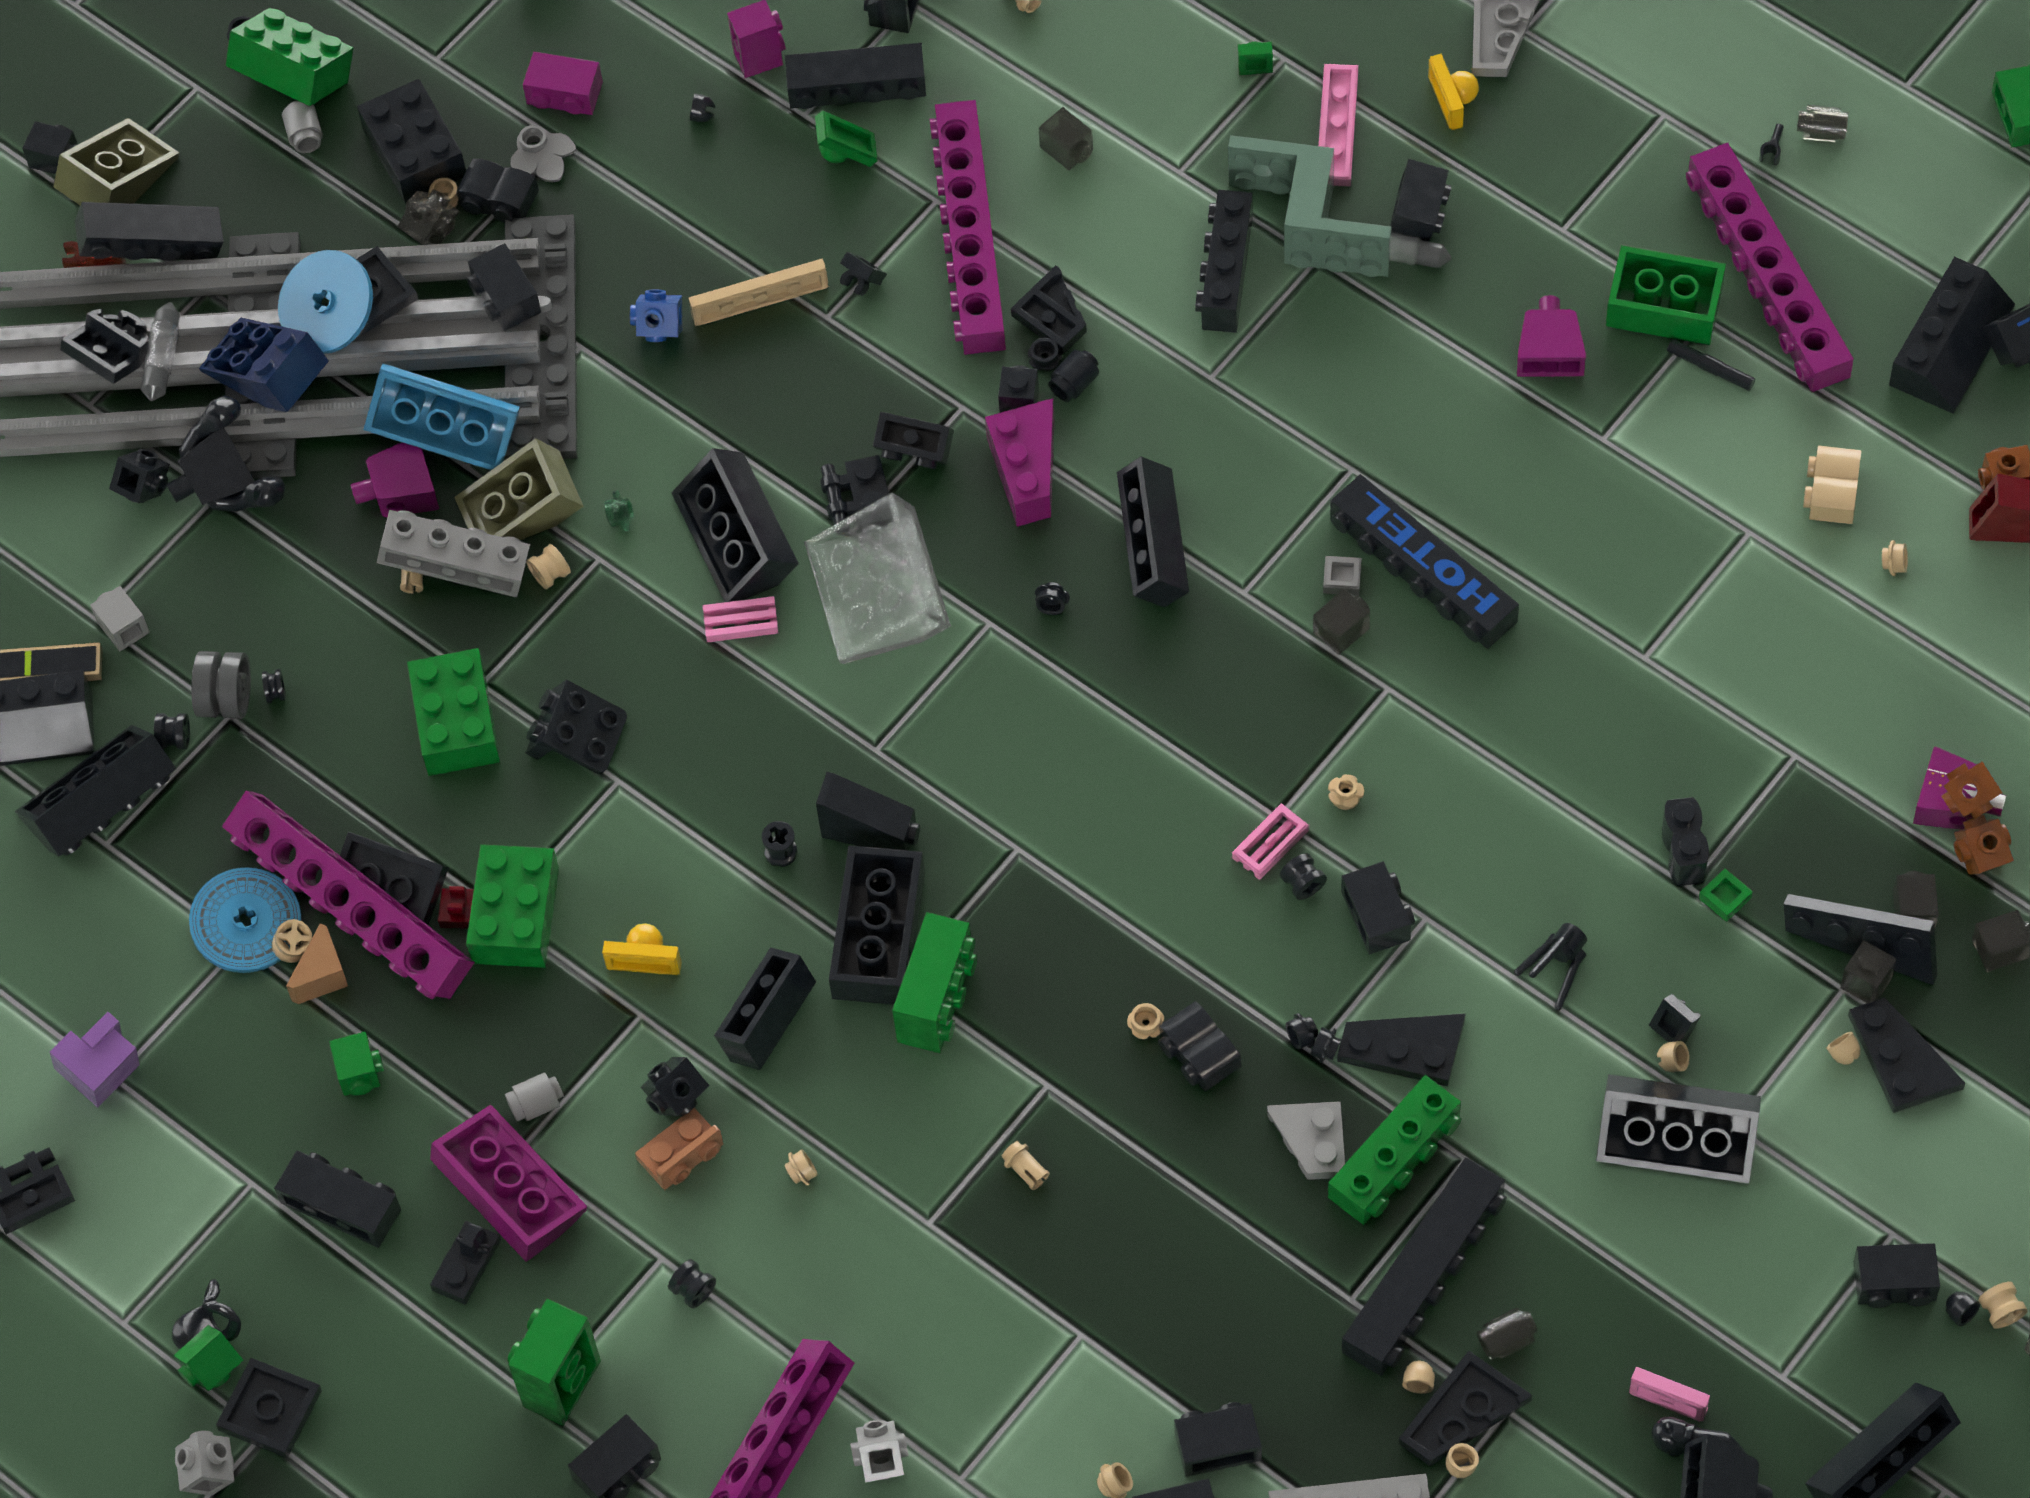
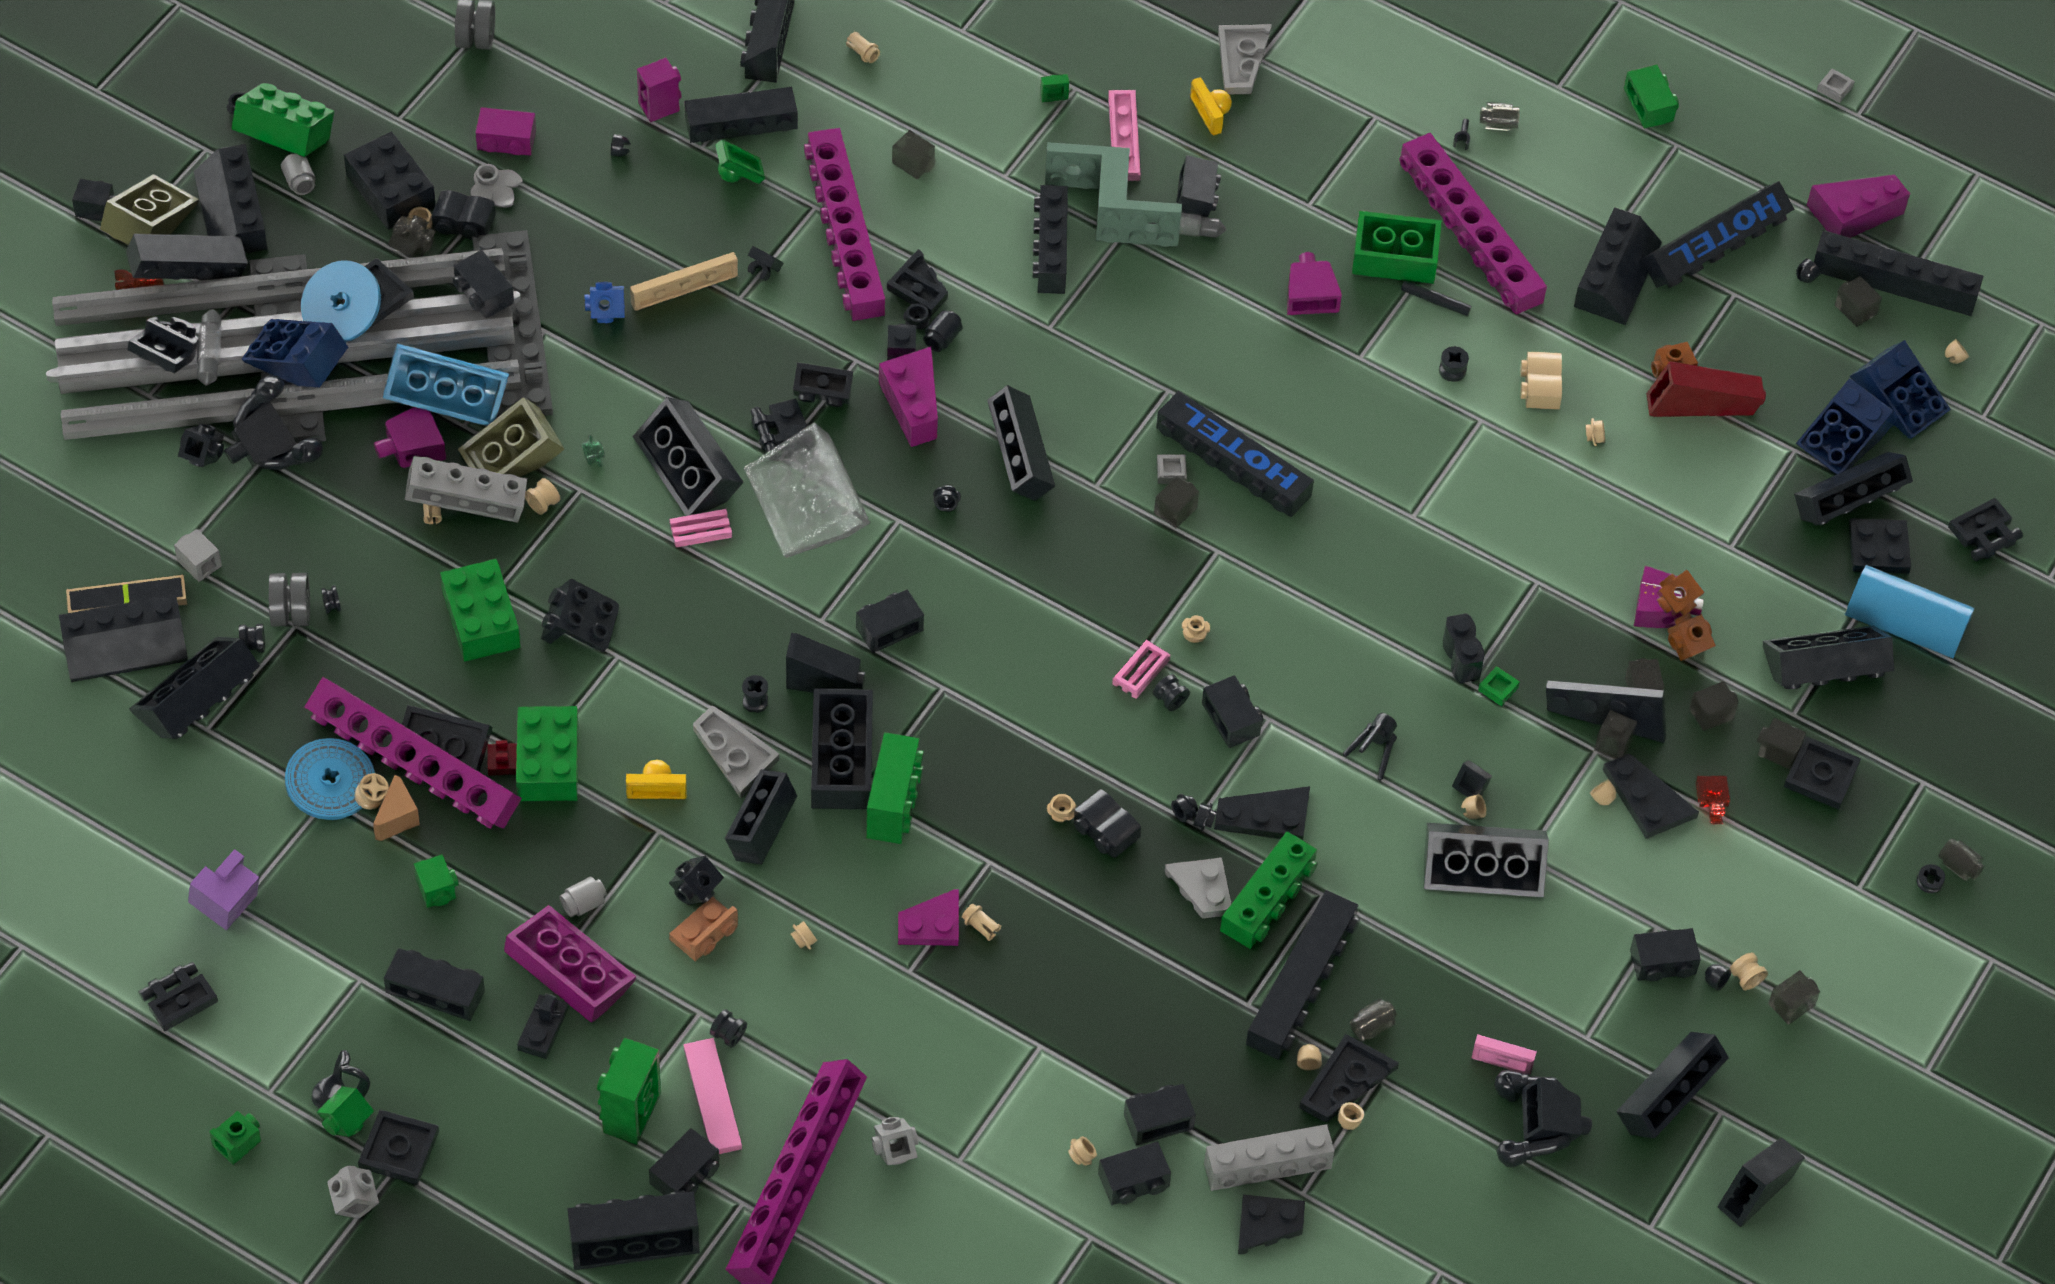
camera: 15 degrees left, 5 degrees down
(74, 1390) = (236, 1144): none -> green brick
(217, 155) = (230, 197): none -> black slope
(662, 1371) = (712, 1095): none -> bright pink tile
(745, 915) = (734, 749): none -> light grey wing
(959, 757) = (889, 620): none -> black brick
(963, 1160) = (931, 922): none -> magenta wing
(1721, 464) = (1457, 369): none -> black wheel
(1988, 1060) = (1714, 794): none -> clear red plate

